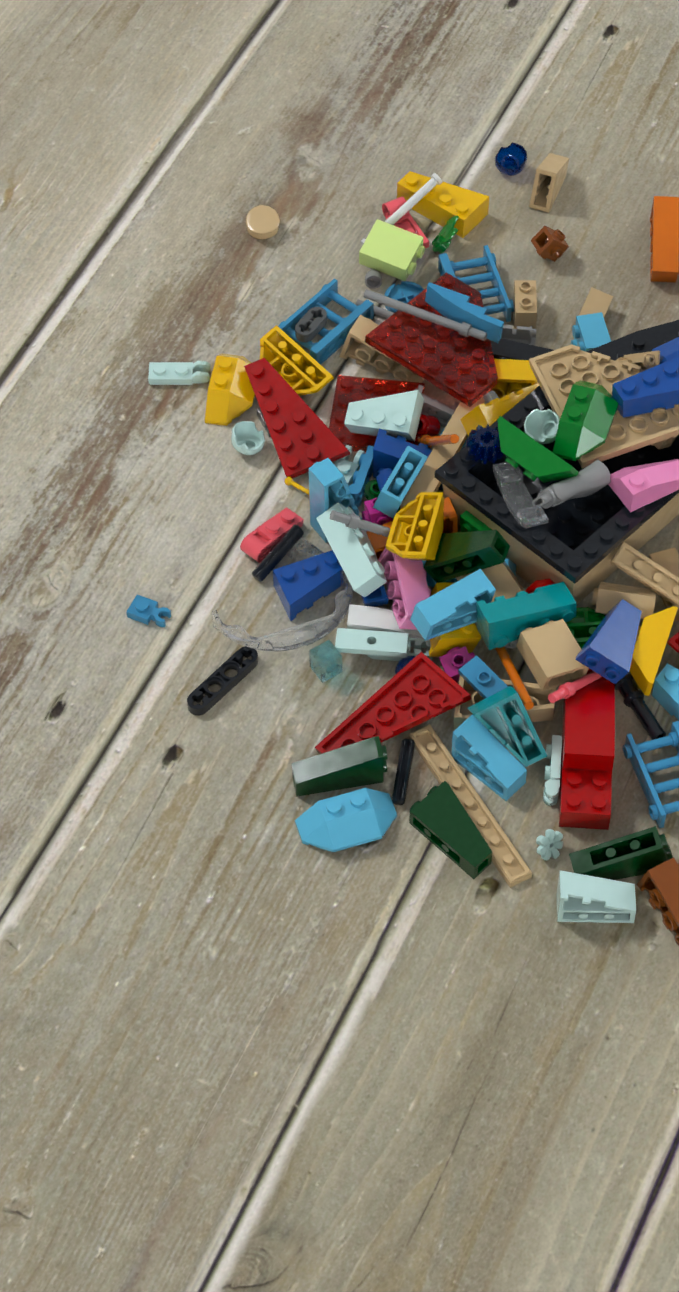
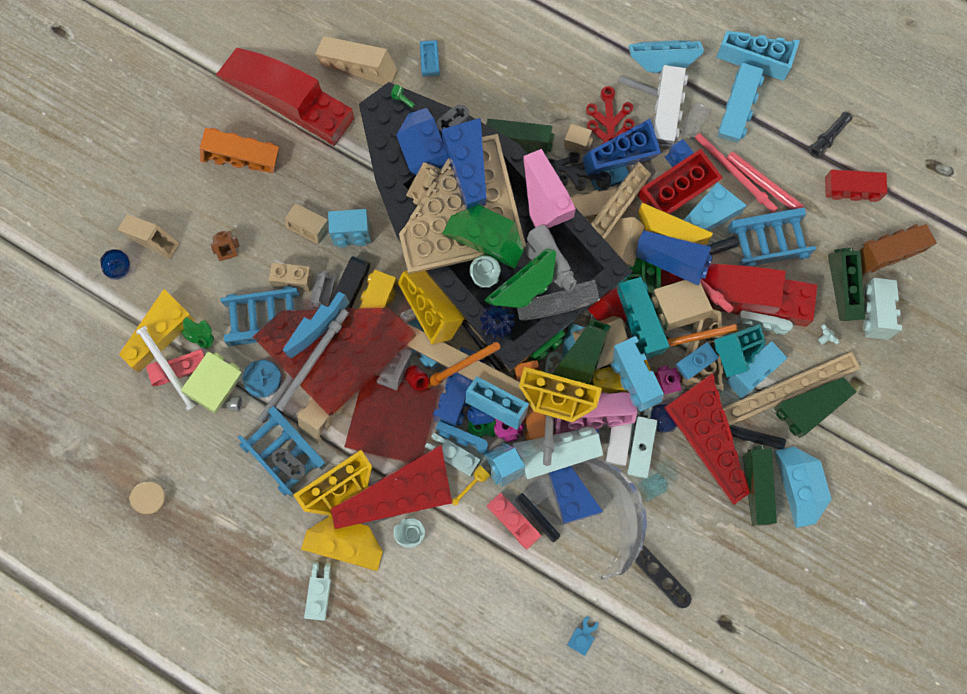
camera: 85 degrees left, 20 degrees up
(394, 413) = (416, 408): light aqua wedge -> none

